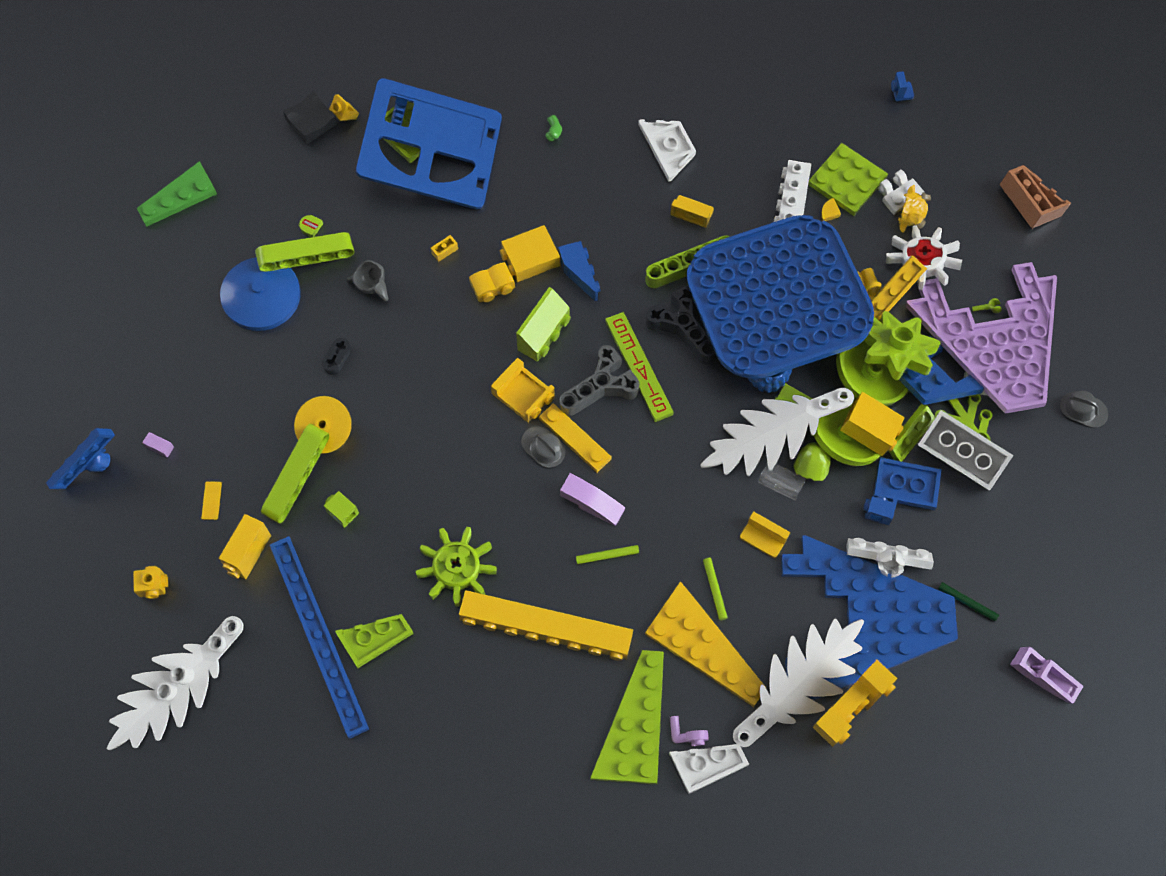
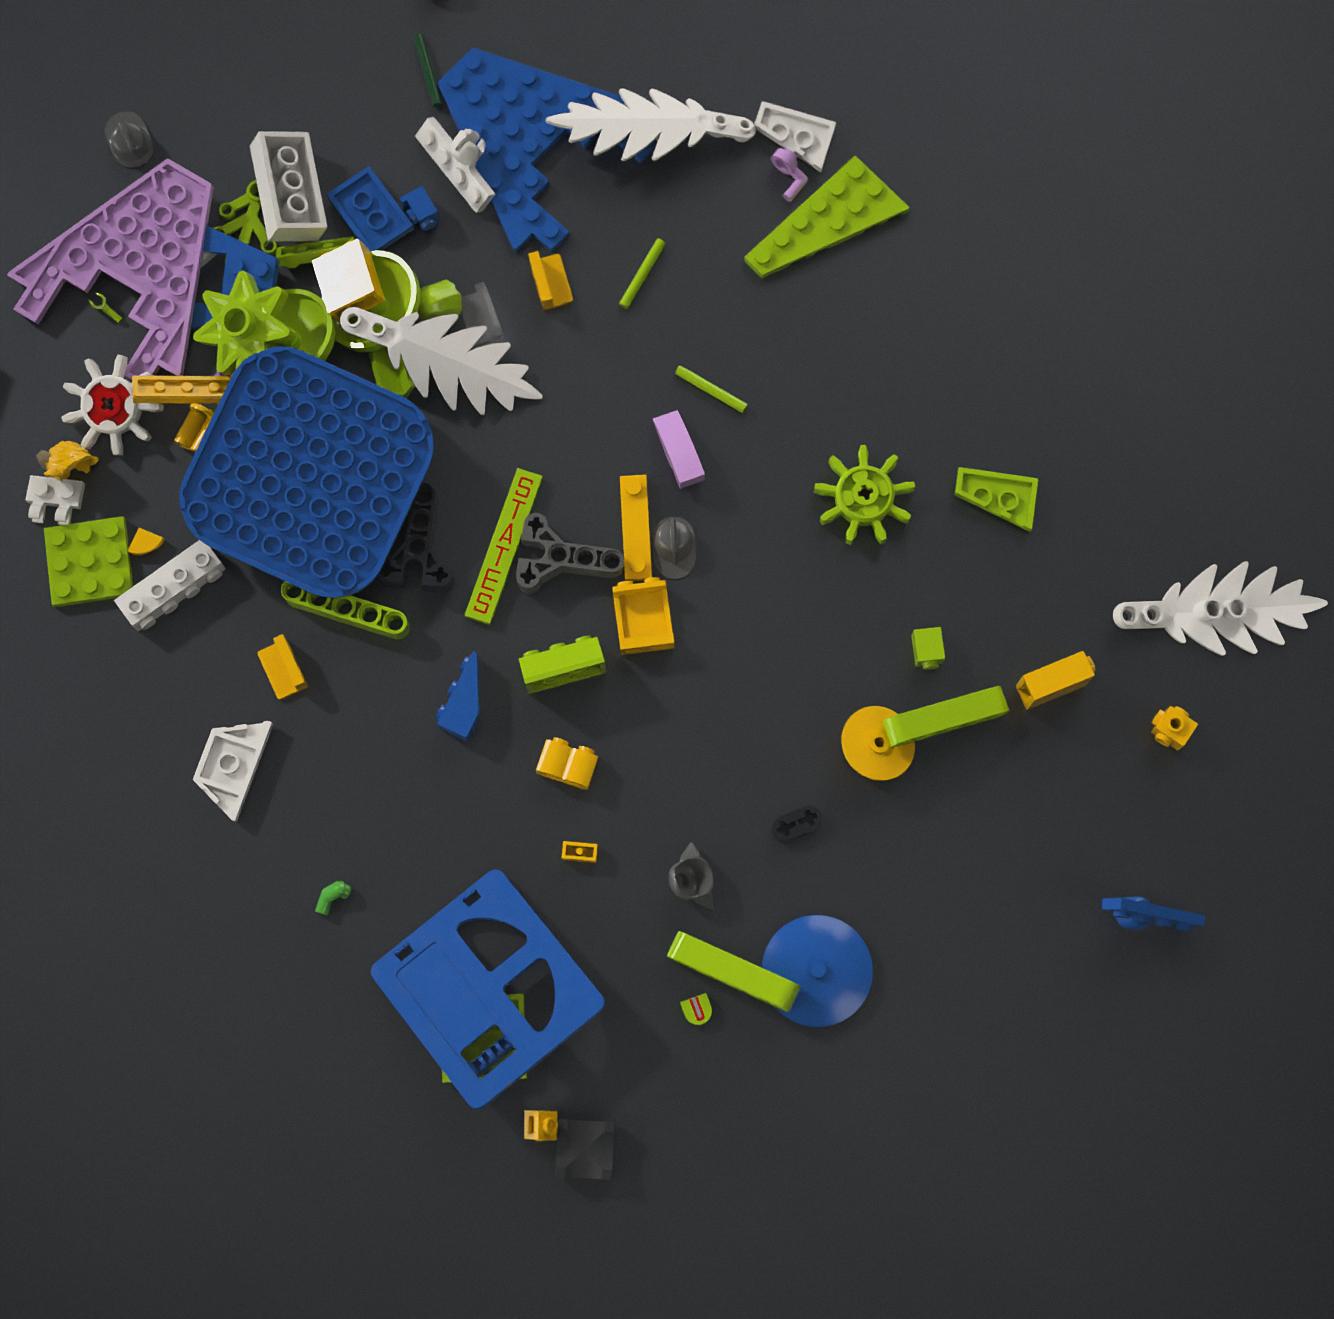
camera: 135 degrees left, 10 degrees up
(158, 444) = (1057, 879): lavender piece -> none
(178, 195) = (808, 1180): bright green wing -> none
(211, 500) = (1046, 774): yellow sticker -> none
(319, 638) = (1049, 542): blue plate -> none
(530, 253) = (498, 763): yellow brick -> none
(545, 625) = (830, 369): yellow brick -> none
(696, 639) = (704, 250): yellow wing -> none
(863, 694) = (637, 61): yellow wedge -> none

